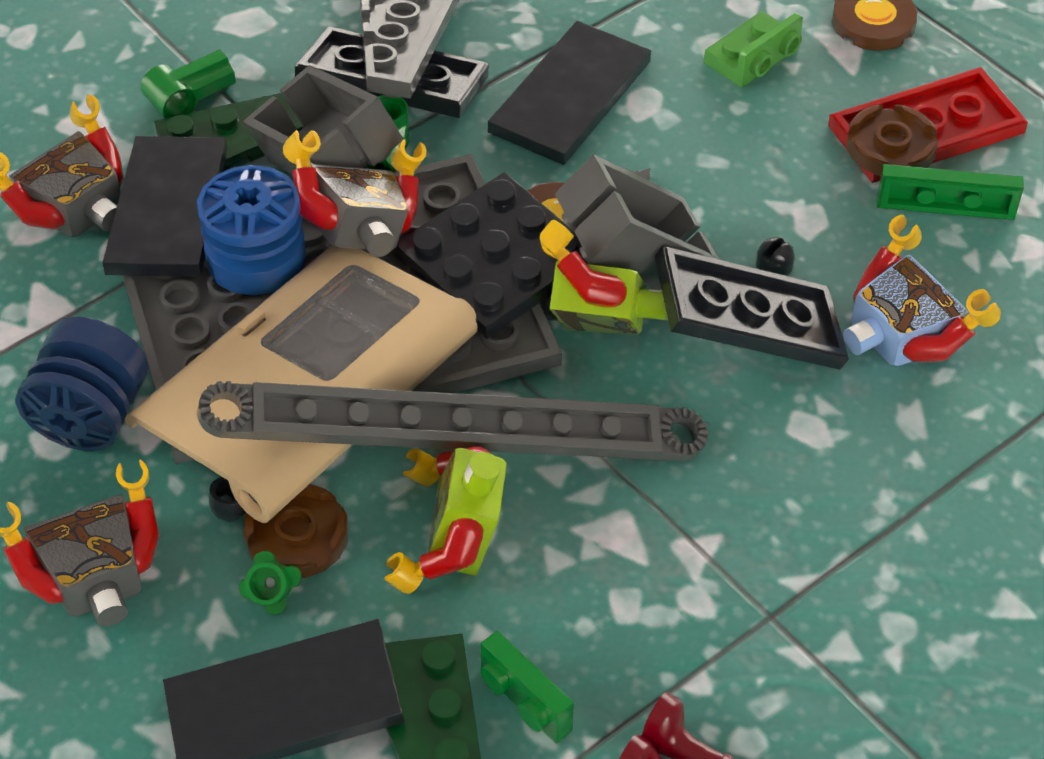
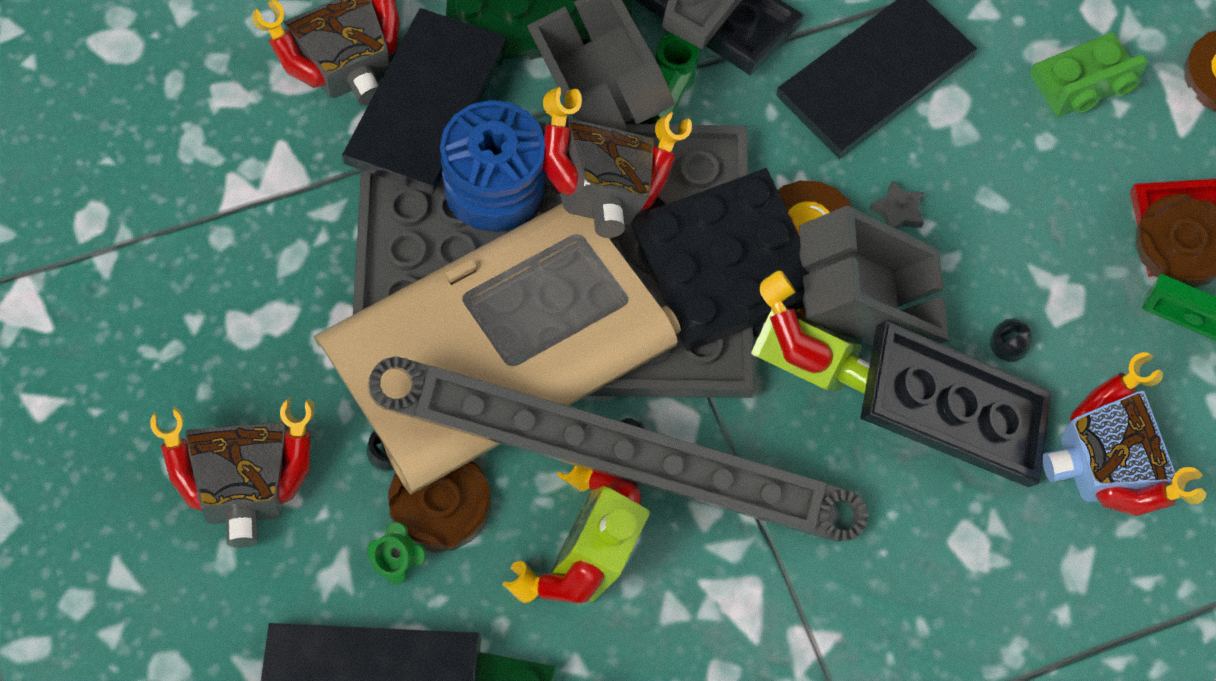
camera: 15 degrees right, 15 degrees up
(82, 383) = (284, 287): dark blue wheel -> none

